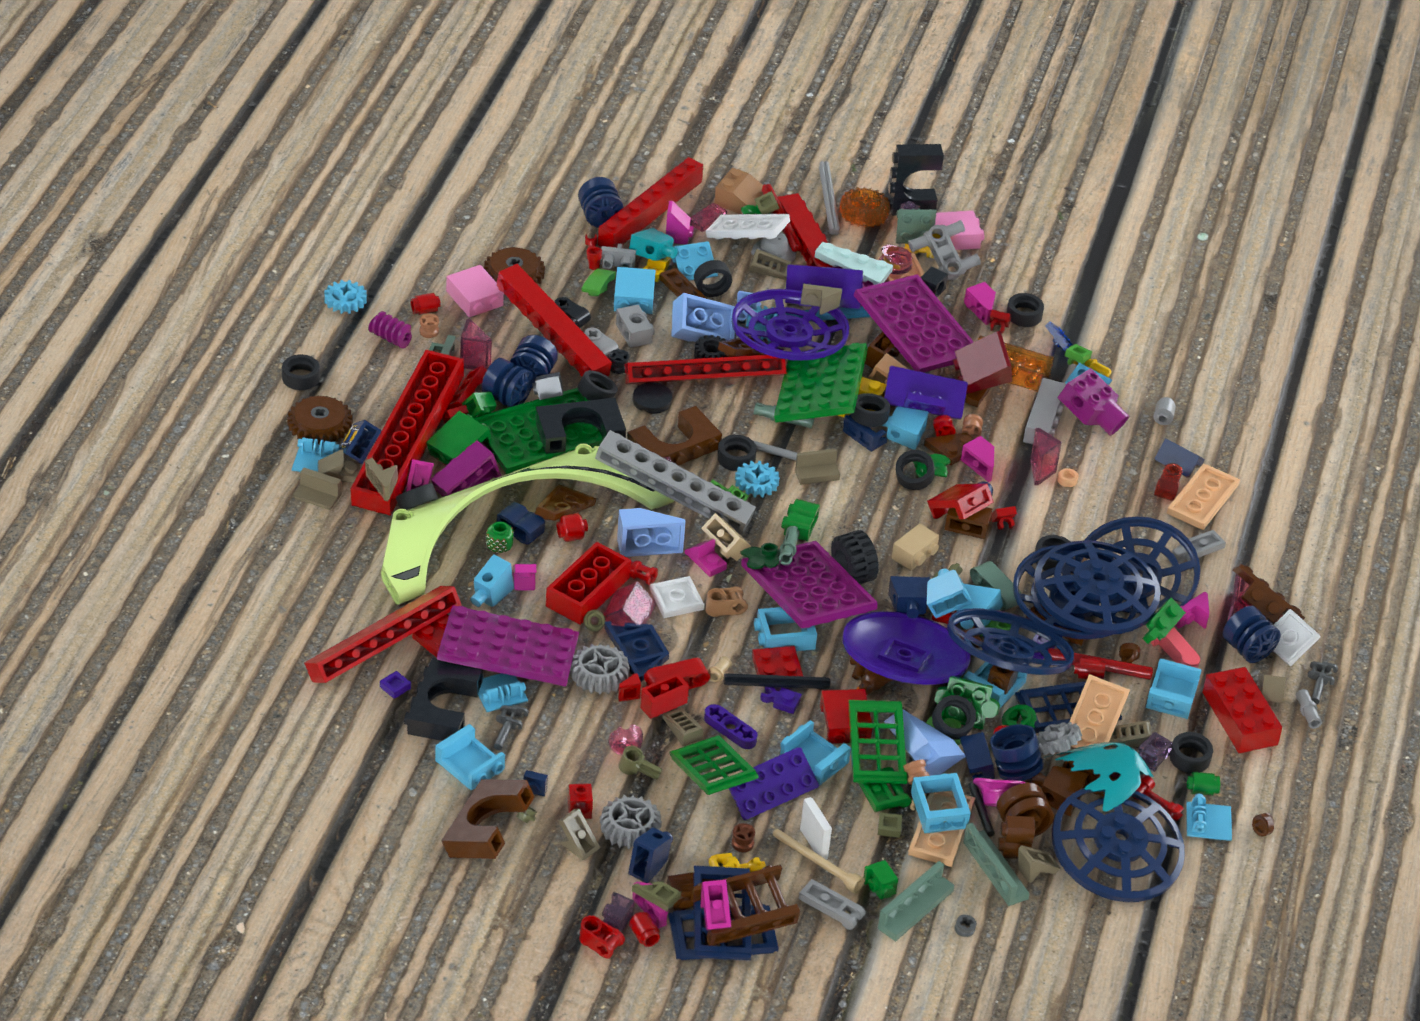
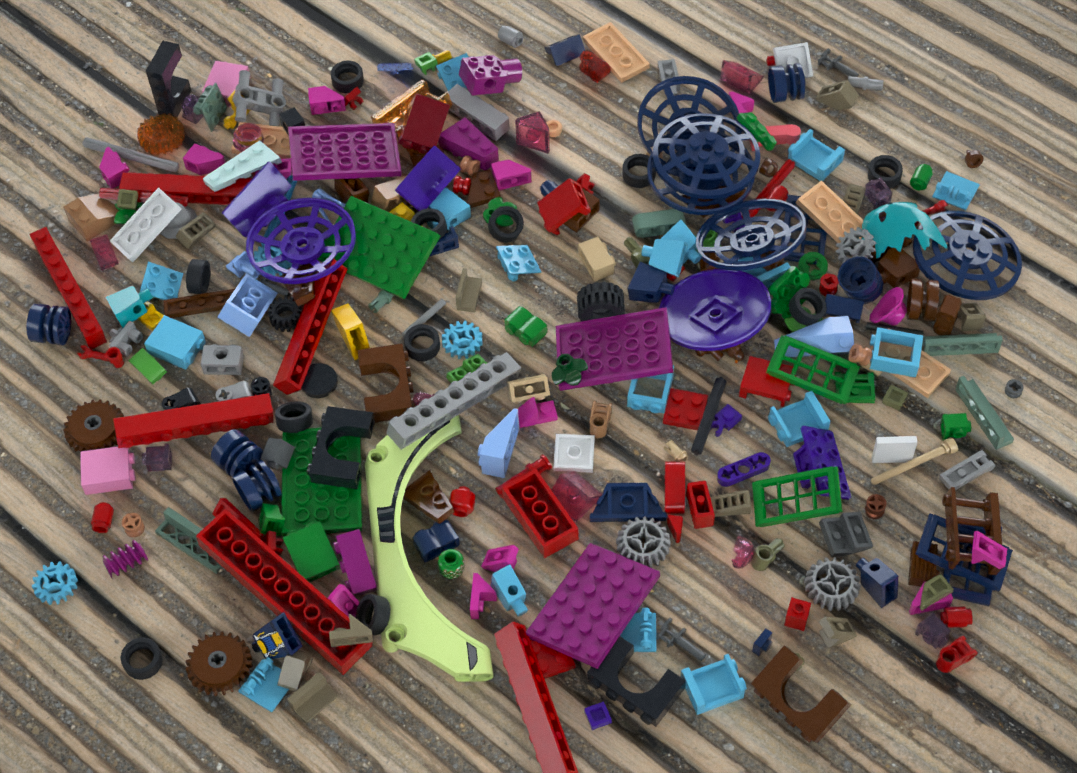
camera: 60 degrees left, 15 degrees up
(471, 566) = (480, 592): none -> dark pink slope
(475, 347) = (192, 496): clear pink slope -> none
(504, 314) = (158, 458): none -> clear purple brick
(600, 620) = (583, 524): olive plate -> none
(678, 224) = (111, 278): dark pink slope -> none
(698, 823) = (845, 534): none -> dark grey slope
(719, 396) = (350, 329): none -> yellow slope
(729, 860) = (904, 527): yellow piece -> none
(788, 547) = (579, 351): sand green pin -> none
(806, 186) = (112, 168): none -> dark pink slope
(824, 297) = (284, 203): dark tan slope -> none
(853, 239) = (202, 160): none -> dark pink slope
(862, 335) = (320, 193): none -> light blue plant
(878, 493) = (517, 260): none -> medium azure hinge
(1000, 416) = (465, 140): none -> magenta wedge
(1242, 710) = (855, 122): red brick -> none
(1262, 597) = (755, 59): reddish brown bracket -> none

